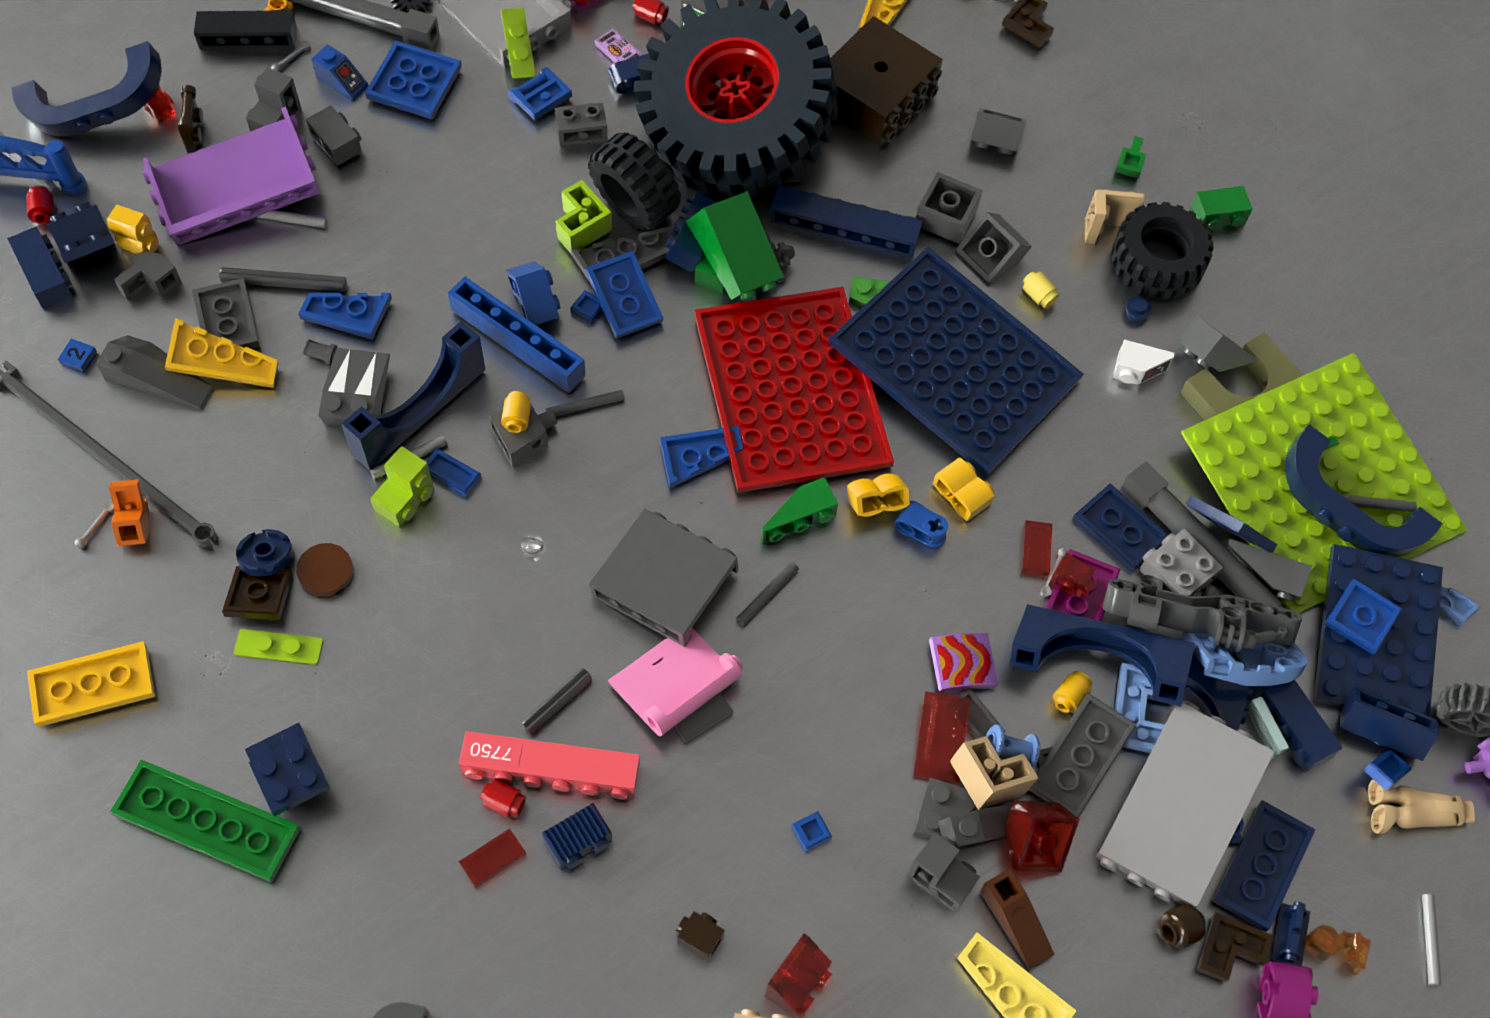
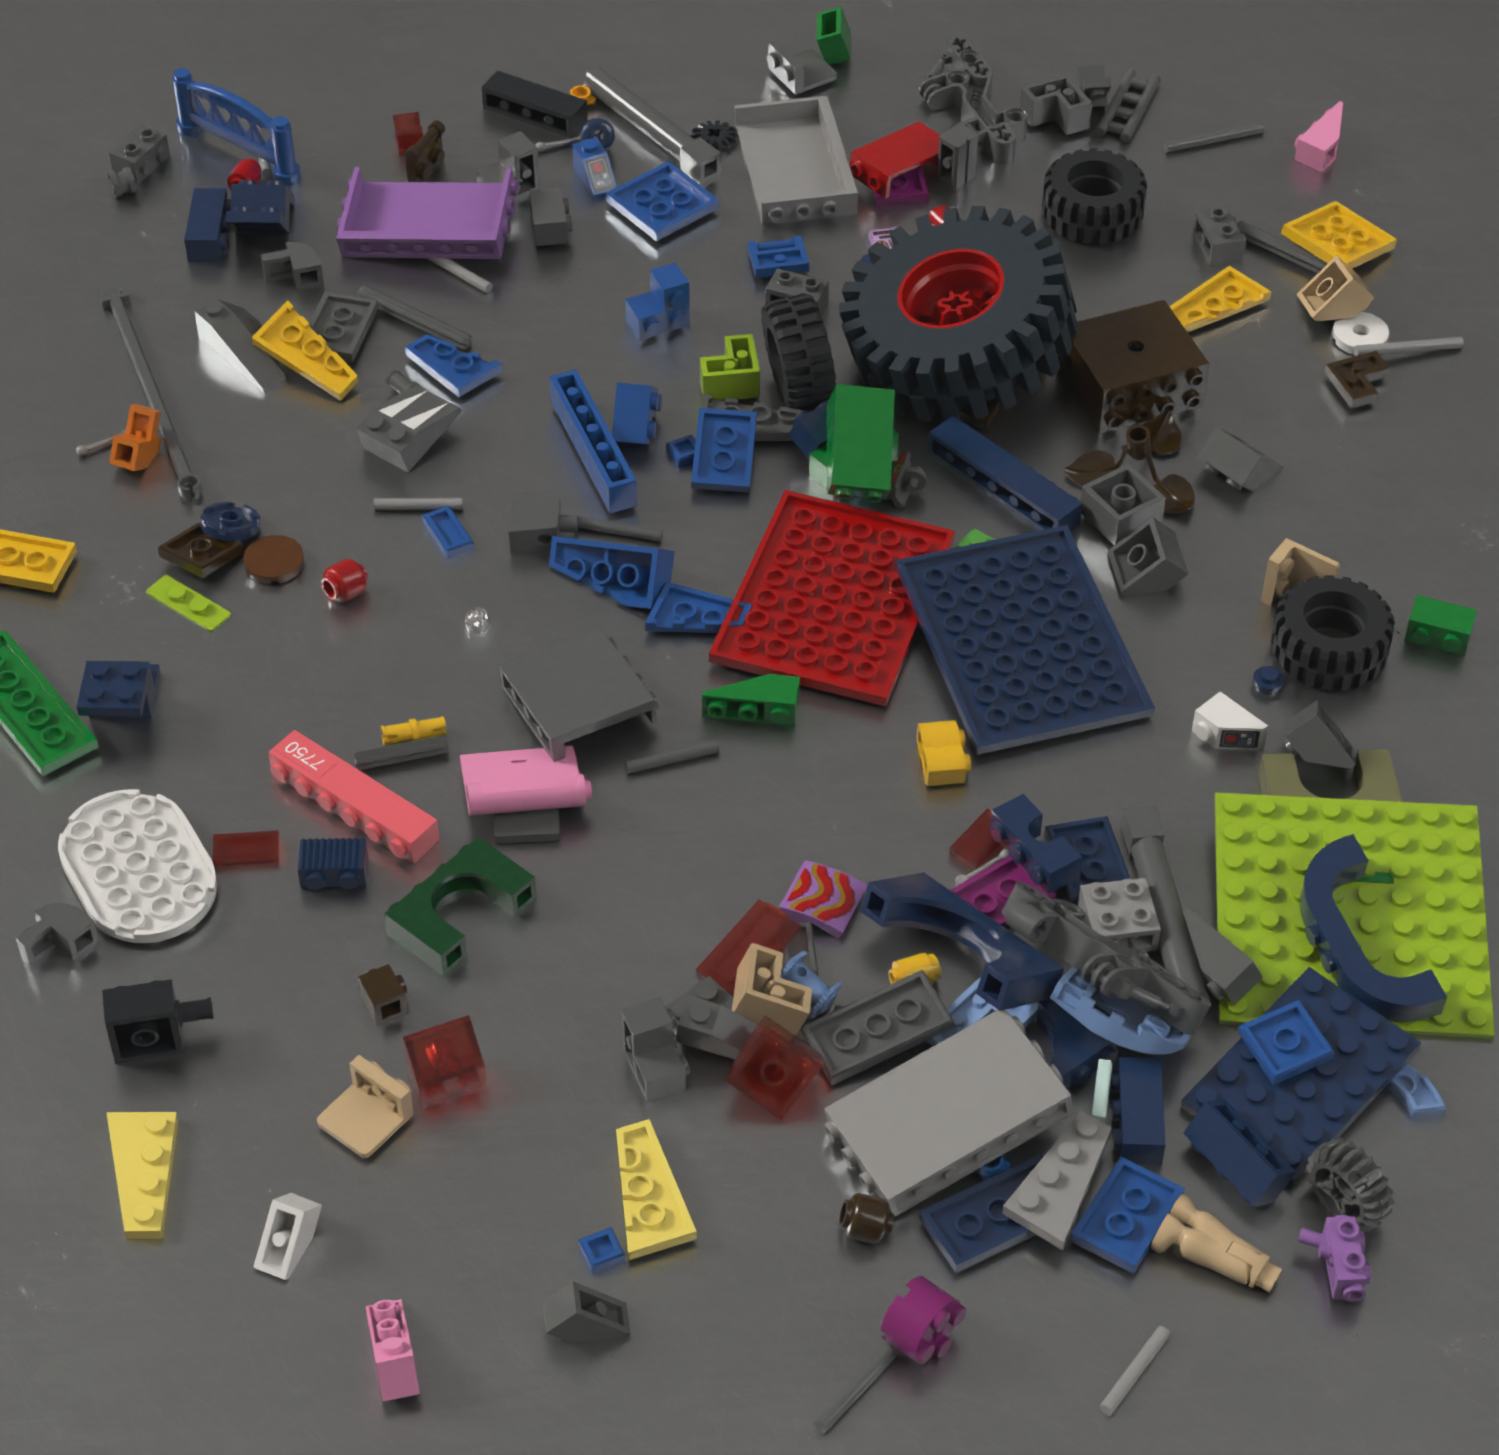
camera: 35 degrees right, 15 degrees down
(77, 355) = (186, 305): blue tile -> none
(97, 109) = (354, 116): dark blue arch -> none
(132, 230) = (305, 221): yellow brick -> none
(318, 36) = (591, 126): none -> dark blue head
(376, 436) = (511, 446): dark blue arch -> none
(403, 563) = (344, 580): none -> red head
(405, 488) = (392, 522): lime brick -> none
(416, 927) = (137, 866): none -> white plate
(485, 182) = (662, 308): none -> blue brick
(503, 799) = (289, 803): red brick -> none
(516, 412) = (537, 496): yellow brick -> none
(518, 43) = (783, 202): lime piece -> none
(554, 676) = (413, 730): none -> yellow pin
(616, 443) = (620, 571): none -> blue wedge
(679, 853) = (473, 870): none -> dark green arch
(811, 831) = (558, 967): blue tile -> none
(873, 496) = (836, 714): yellow brick -> none
(922, 524) = (873, 765): blue piece -> none
(928, 134) = (1157, 436): none -> dark brown plant
(1017, 918) = (699, 1126): reddish brown slope -> none
(1040, 289) = (1170, 618): light yellow brick -> none
(1065, 533) = (1047, 863): none -> dark blue arch
(1073, 576) = (990, 869): clear red brick -> none
(1132, 159) = (1372, 545): green plate -> none
(1231, 524) = (1195, 891): dark blue tile -> none
(1232, 938) = (903, 1254): dark brown plate -> none
(1291, 934) = (984, 1284): dark blue hinge -> none
(1293, 820) = (1056, 1186): none -> light grey wing
(1326, 942) = (1013, 1314): clear orange leg -> none
(1346, 815) = (1126, 1214): none -> blue plate
(1379, 503) = (1389, 952): dark grey bar -> none
(1388, 769) = (1204, 1191): blue tile -> none

